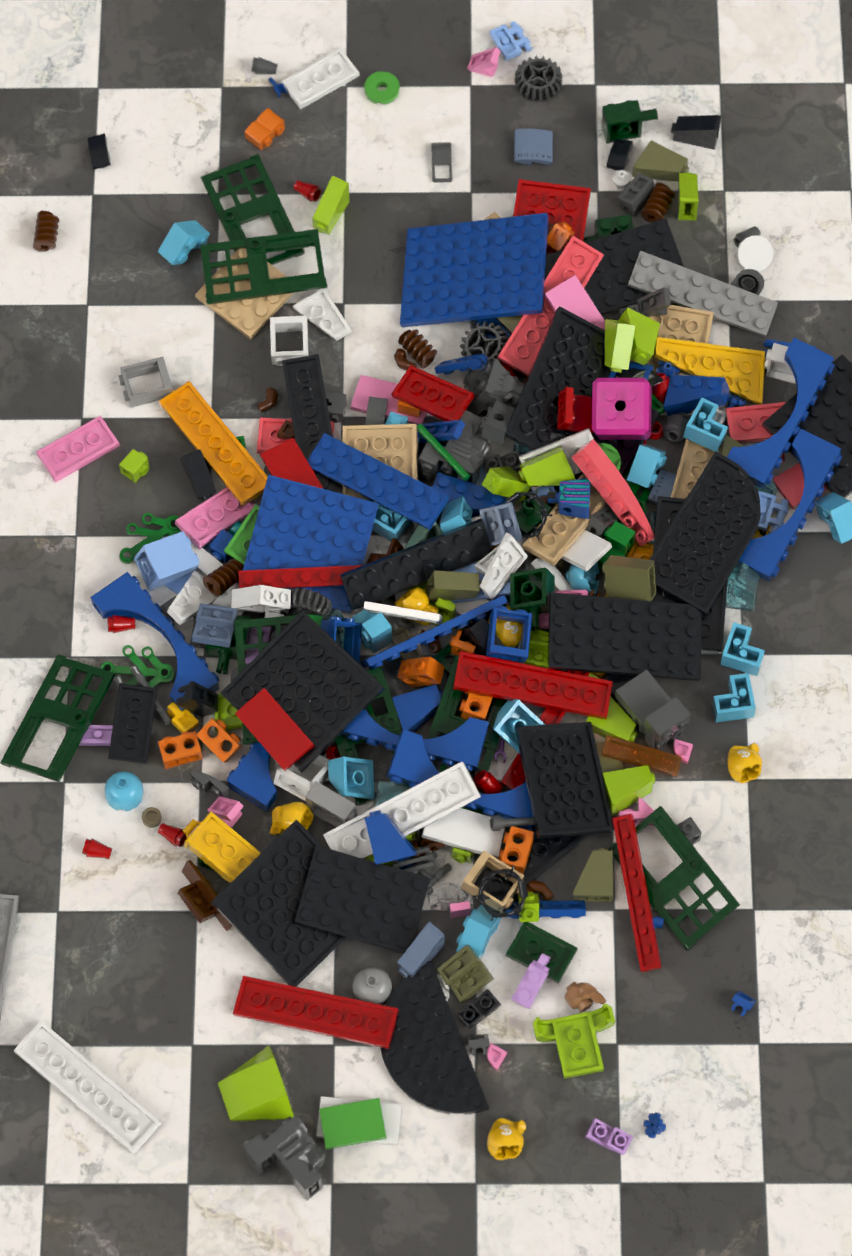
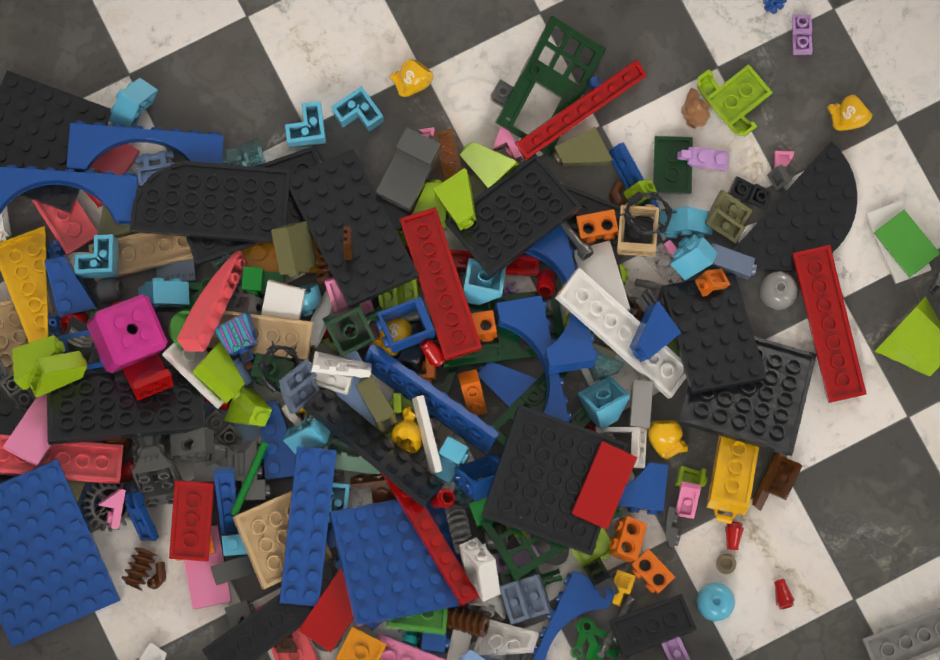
camera: 115 degrees left, 15 degrees up
(244, 821) = (691, 476): none -> lime bracket
(333, 600) = (443, 499): none -> red cone
(409, 921) = (711, 281): none -> orange bracket
(441, 912) = (692, 256): none -> medium azure brick
(473, 646) = (432, 352): none -> red cone
(481, 343) = (116, 502): none -> bright pink slope
(603, 737) = (458, 199): none -> lime slope
(607, 609) = (348, 243): none -> reddish brown tile

